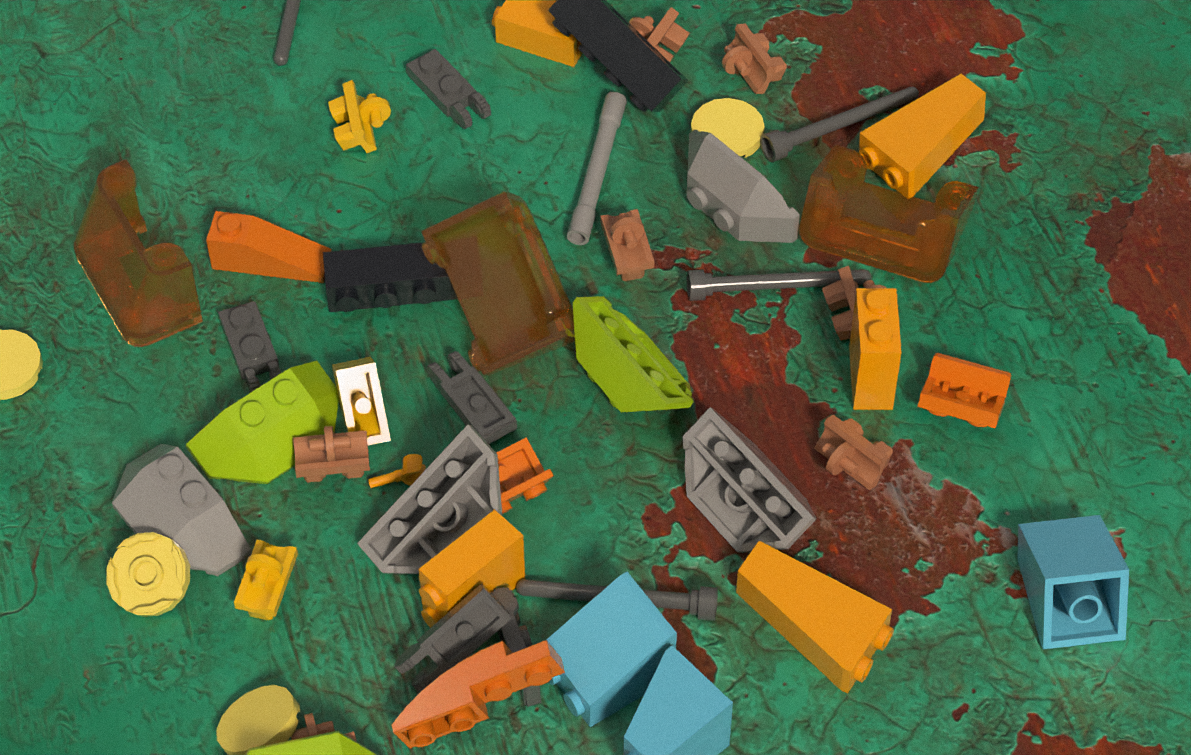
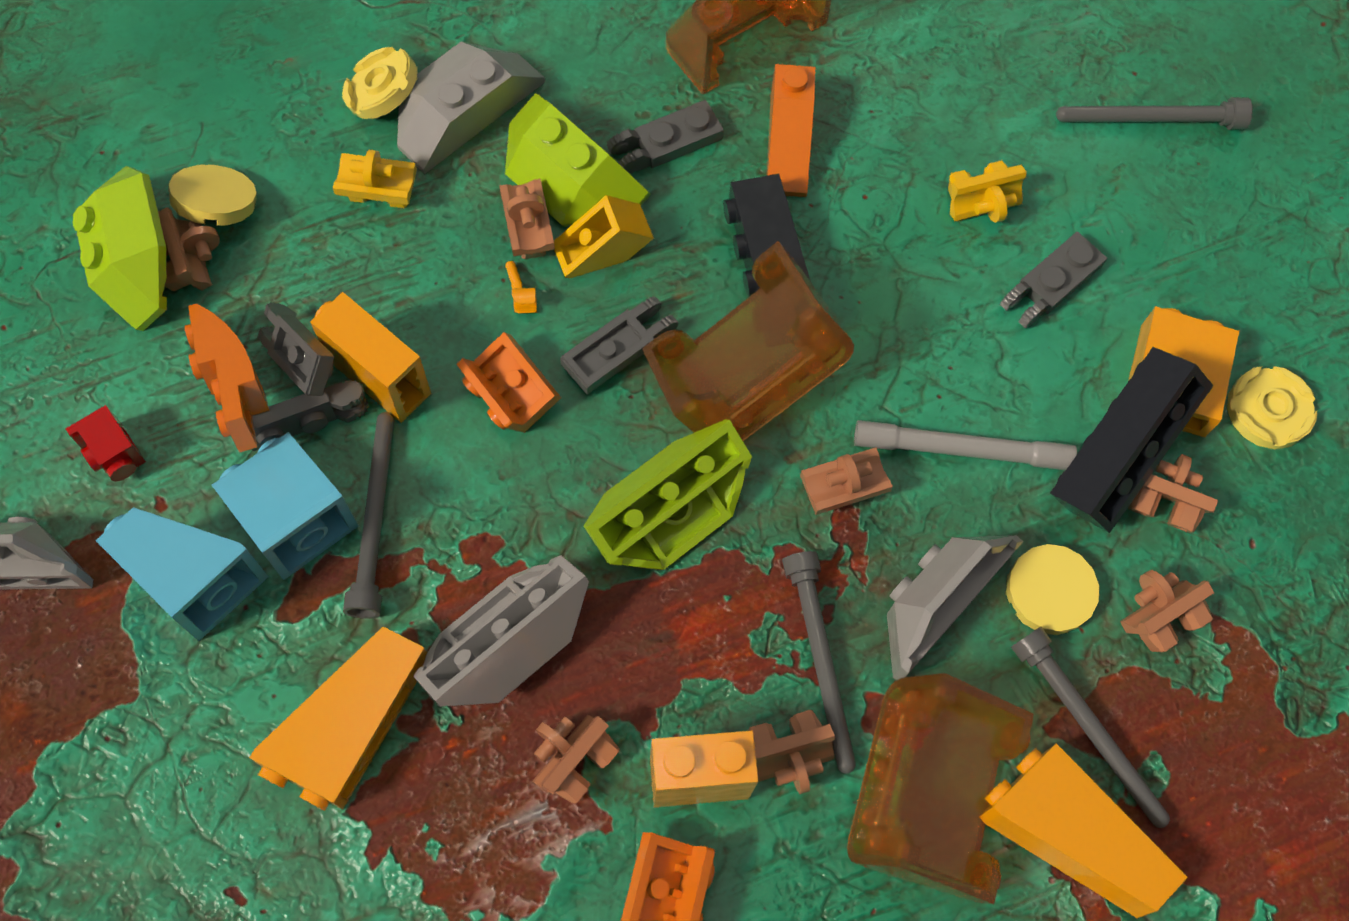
camera: 80 degrees right, 15 degrees up
(437, 507) = (444, 317): light grey wedge -> none

